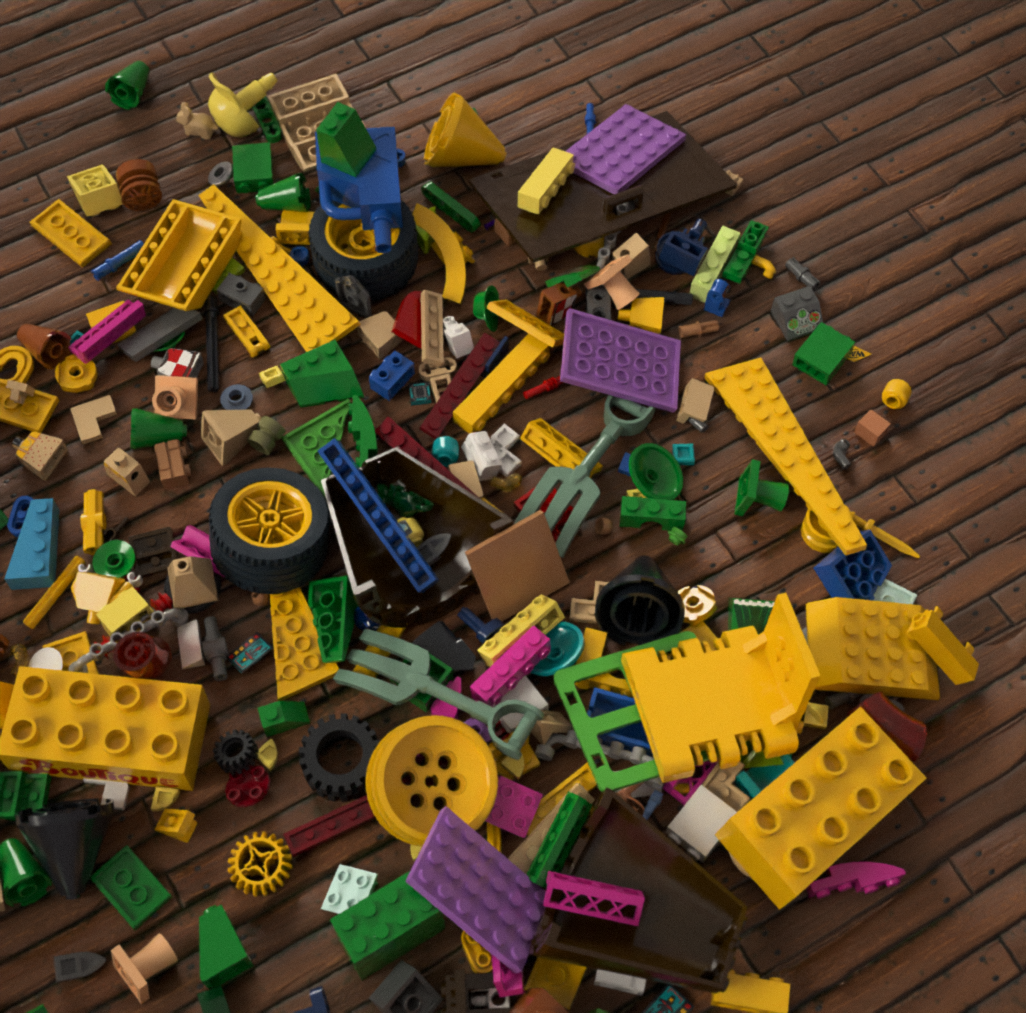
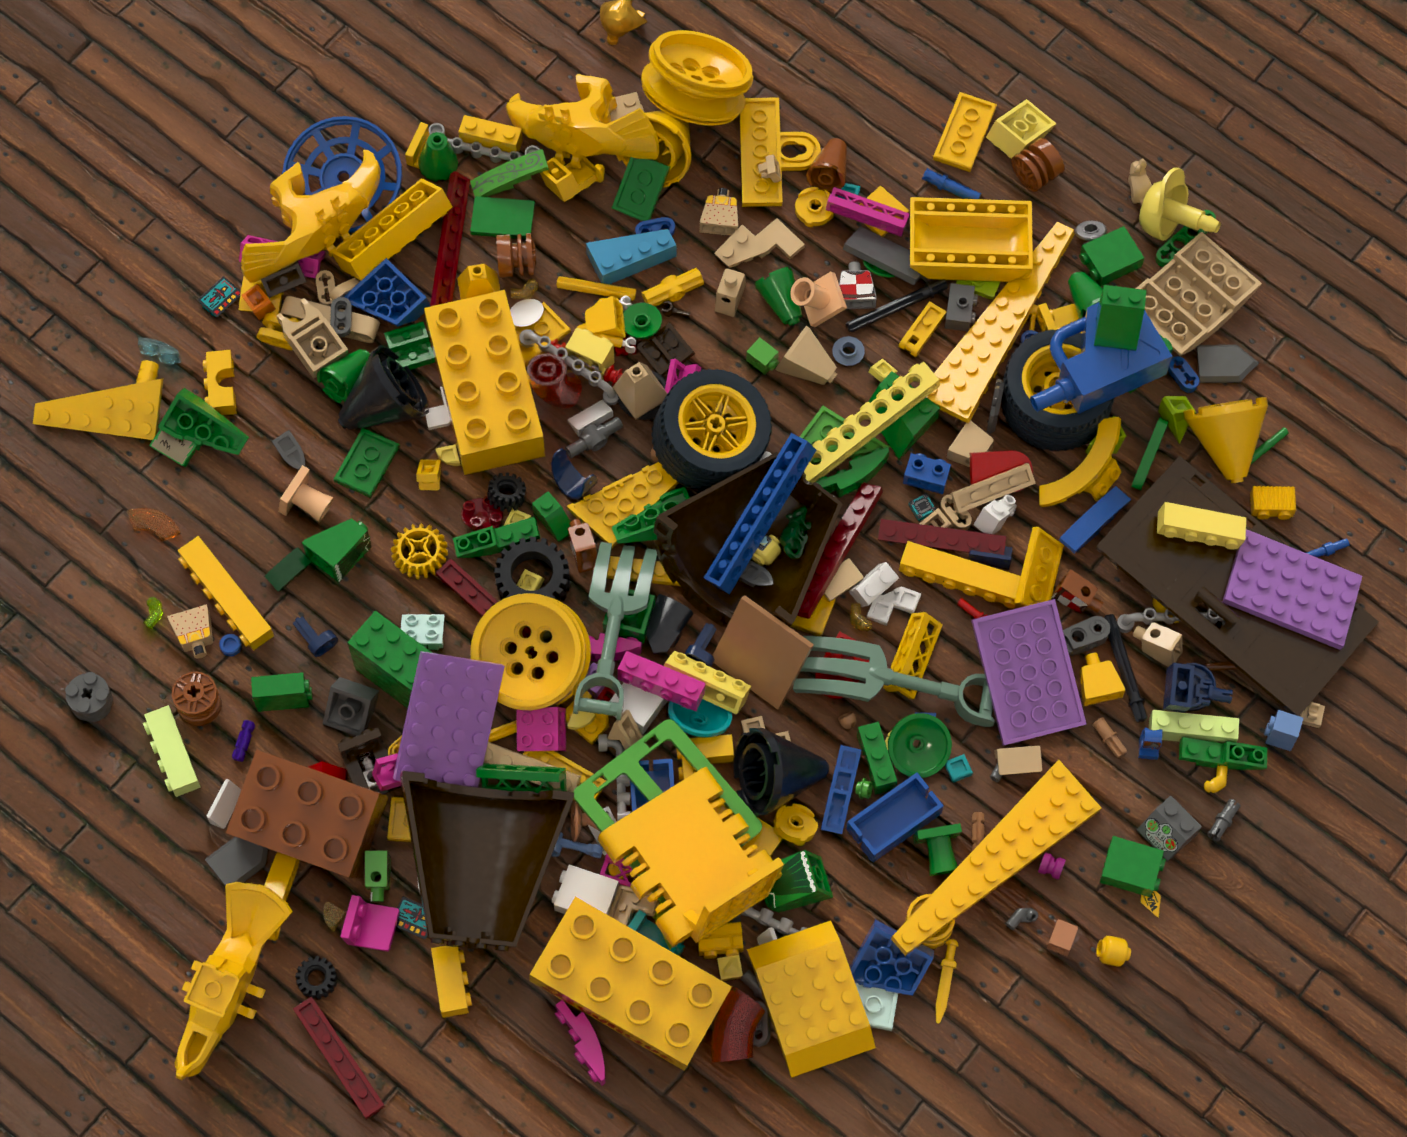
camera: 70 degrees right, 5 degrees up
(84, 448) = (741, 247): none -> tan wing
(128, 85) = (1158, 102): green cone -> none
(172, 464) = (755, 324): medium nougat brick -> none
(206, 468) = (762, 356): none -> bright green brick
(249, 652) = (602, 466): piece -> none
(251, 687) = (568, 478): none -> dark blue piece
(267, 433) = (816, 391): olive wheel -> none
(282, 779) = (493, 541): none -> green slope
(309, 333) = (879, 422): none -> light yellow brick
(328, 696) = (581, 541): none -> dark orange torso
(343, 762) = (530, 581): none -> light yellow tile
(398, 118) = (1223, 363): none -> dark grey tile
(420, 175) = (1172, 409): none -> lime slope
(445, 450) = (867, 551): teal head -> none
(480, 307) = (1047, 523): green piece -> none
(494, 266) = (1094, 519): none -> blue slope
(533, 138) = (1273, 502): none -> yellow brick
(573, 275) = (1110, 594): green slope -> none
(595, 889) = (487, 819): dark pink fence -> none
(614, 281) = (1116, 635): light nougat plant -> none
(670, 556) = (841, 789): none -> blue slope
(718, 518) = (894, 817): none -> blue piece
(743, 200) = (1283, 730): none -> medium blue piece
(746, 458) = (977, 828): none -> medium nougat axle
(805, 410) = (1051, 865): none -> magenta wheel
(944, 646) = (833, 1057): yellow brick -> none

